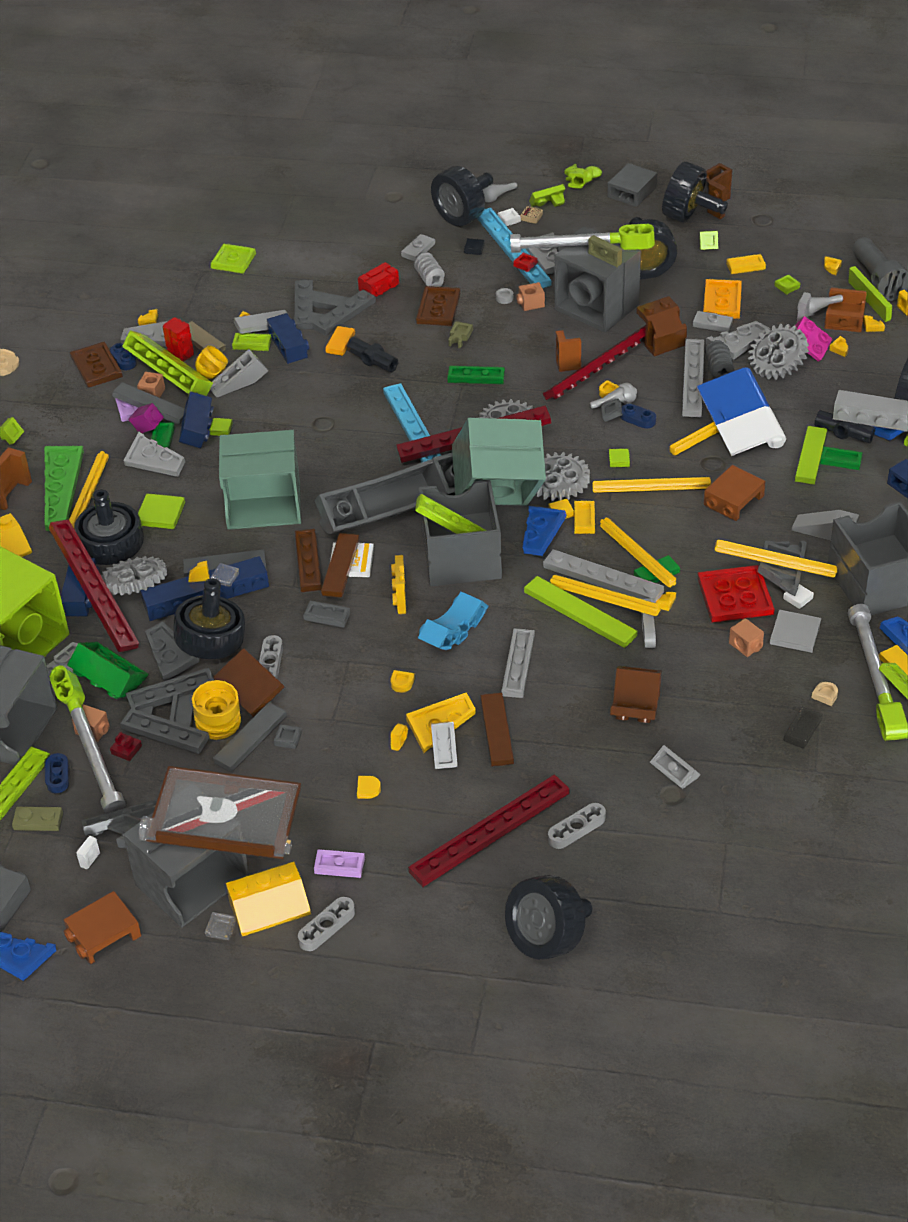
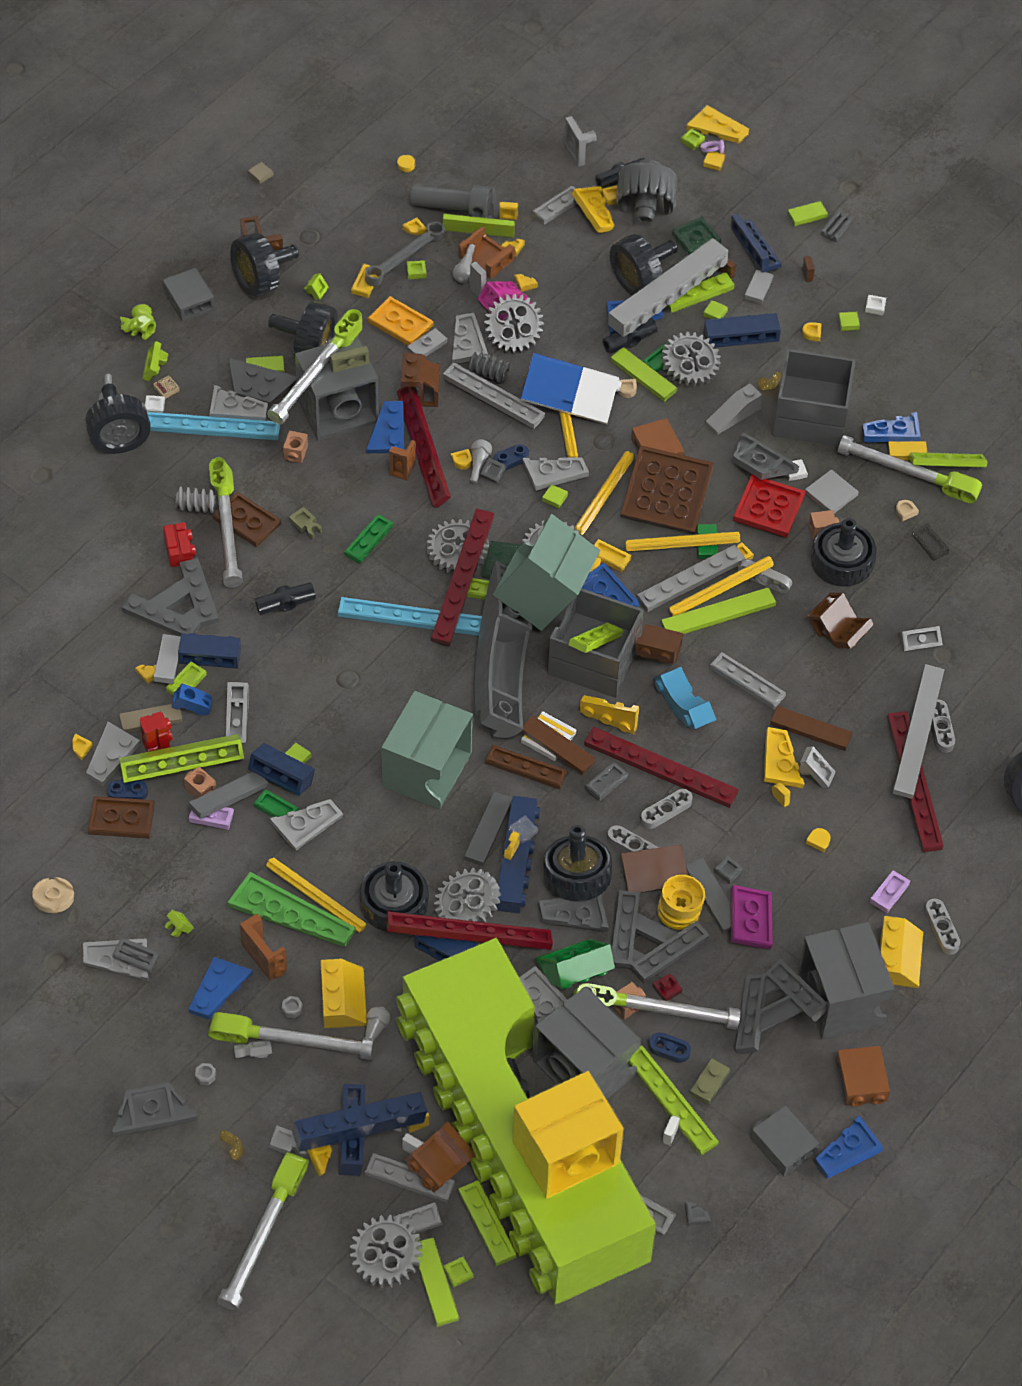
camera: 65 degrees left, 10 degrees up
(88, 852) = (776, 1056): white tile -> none
(146, 418) = (251, 805): magenta brick -> none
(161, 511) = (382, 846): lime tile -> none
(211, 362) = (207, 723): yellow helmet -> none
(220, 926) = (904, 997): clear tile -> none
(223, 813) = (850, 927): clear door -> none
(228, 345) = (192, 699): none -> blue leg
(233, 258) = (38, 640): lime tile -> none
(246, 760) = (751, 917): none -> magenta tile
(313, 660) = (662, 816): none -> light grey beam
(340, 340) = (240, 613): light orange tile -> none
(372, 646) = (661, 767): none -> dark red plate
(402, 681) = (716, 766): yellow tile -> none
(417, 247) = (145, 493): light grey plate -> none
(456, 275) = (222, 480): none -> flat silver piece
(474, 246) = (179, 451): black tile -> none
(500, 582) = (659, 644): none -> reddish brown piece
(504, 295) = (271, 465): light grey tile -> none
(525, 262) = (242, 426): red tile -> none
(547, 803) = (918, 731): none -> light grey tile
(601, 336) = (388, 429): none -> blue wing
(644, 445) = (554, 472): none -> light grey wing
(684, 515) = (667, 489): none -> reddish brown plate
(721, 663) = (843, 553): none -> black wheel
(775, 558) = (762, 459): yellow axle -> none
(786, 452) = (628, 388): none -> tan tile
(797, 169) = (260, 173): none -> dark tan tile
(829, 274) = (405, 253): none -> dark grey piece
(844, 467) = (690, 359): none -> light grey gear
(895, 232) = (406, 163): none -> yellow tile

